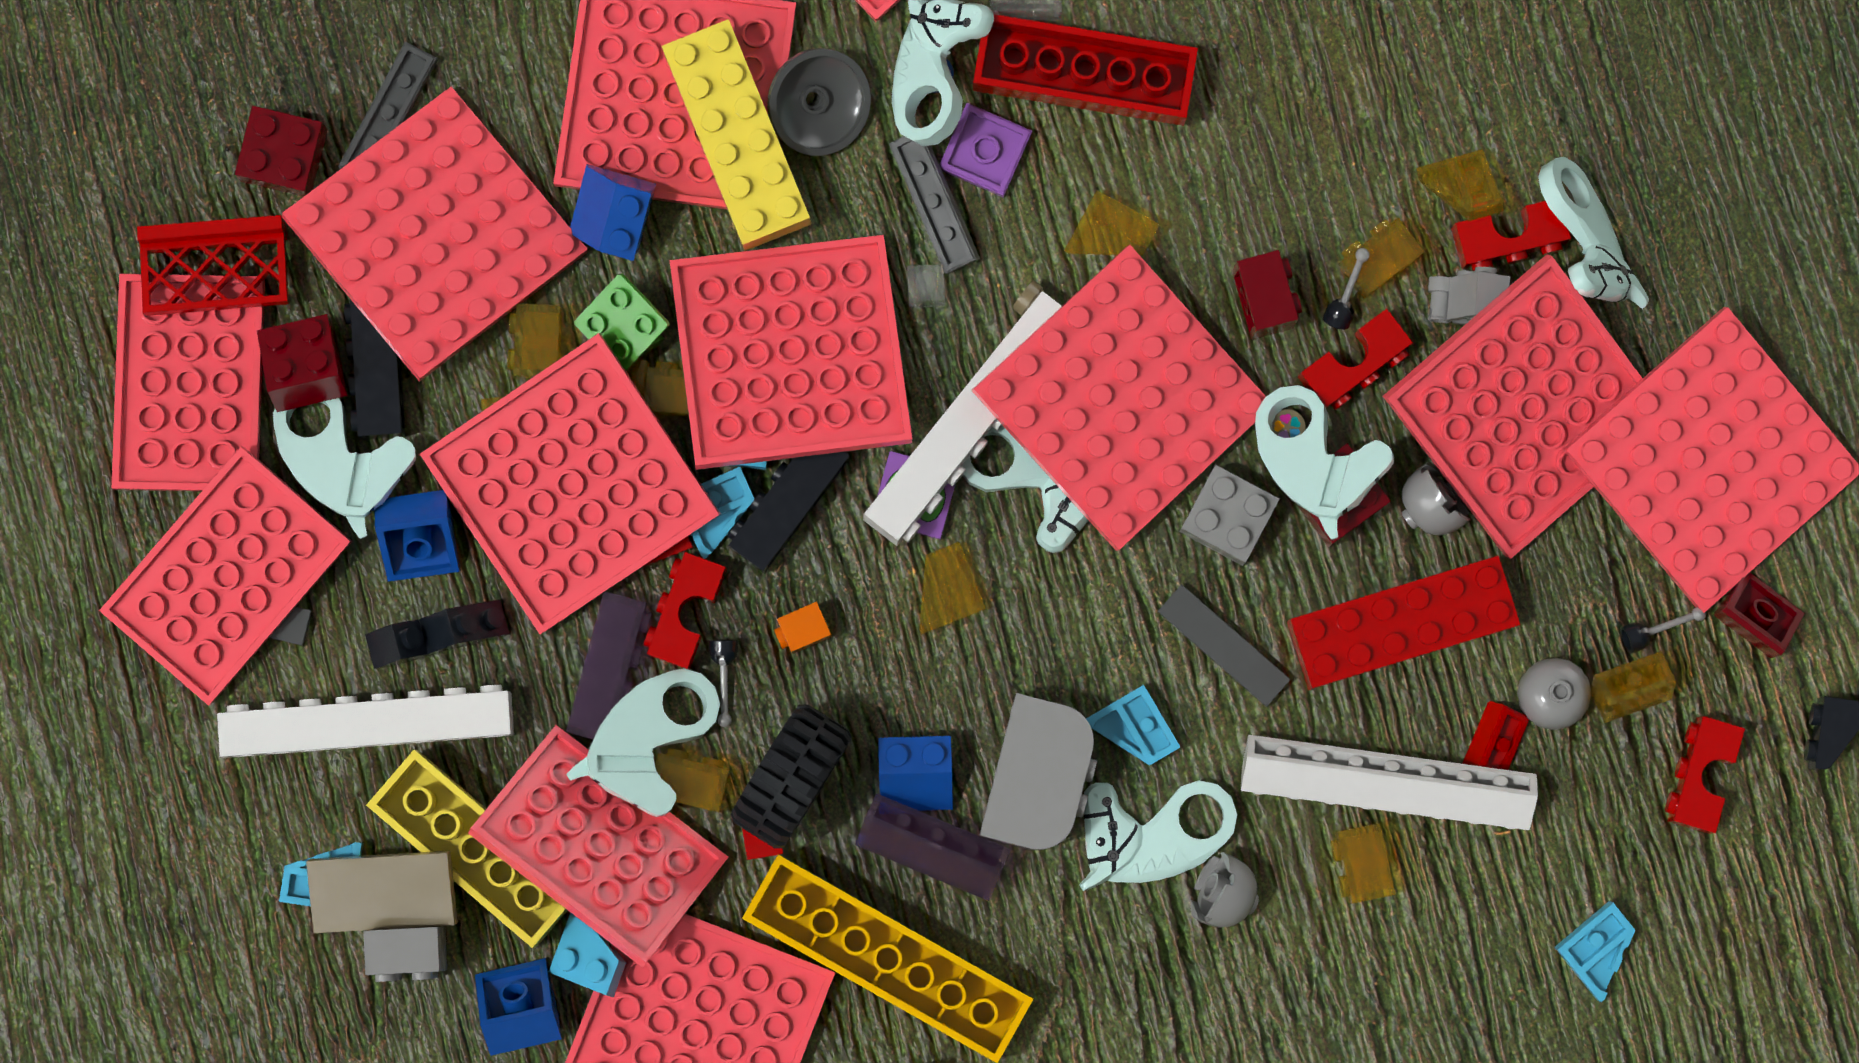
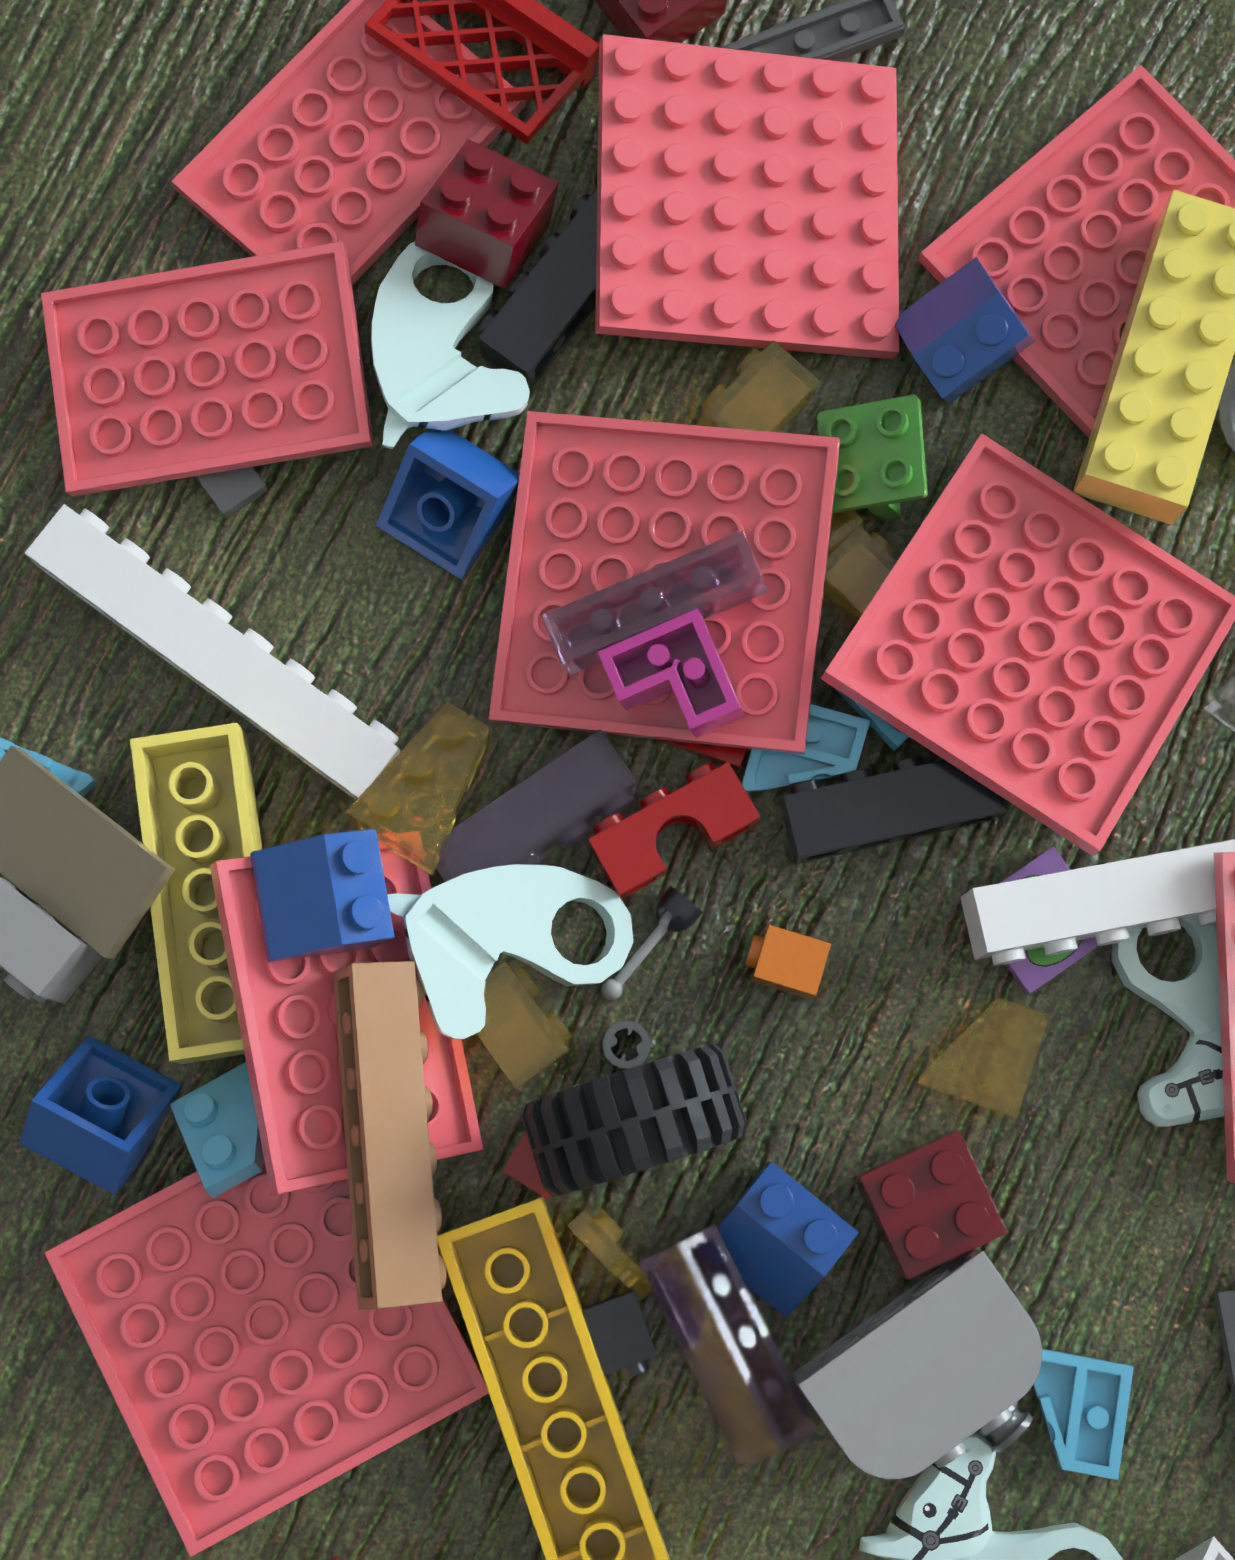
camera: 40 degrees right, 5 degrees down
(436, 633) = (378, 620): black arch -> none
(537, 701) = (421, 788): none -> clear yellow wing
(538, 799) = (322, 895): none -> blue slope
(577, 504) = (703, 579): none -> clear purple brick
(616, 522) = (676, 659): none -> dark pink brick
(674, 888) = (388, 1135): none -> medium nougat brick
(746, 747) = (610, 1041): none -> dark grey bush
(824, 847) = (601, 1236): none -> clear yellow wing
(876, 888) = (620, 1335): none -> black brick
(976, 690) = (930, 1205): none -> dark red brick
(1104, 767) = (1010, 1430): none -> dark grey bush

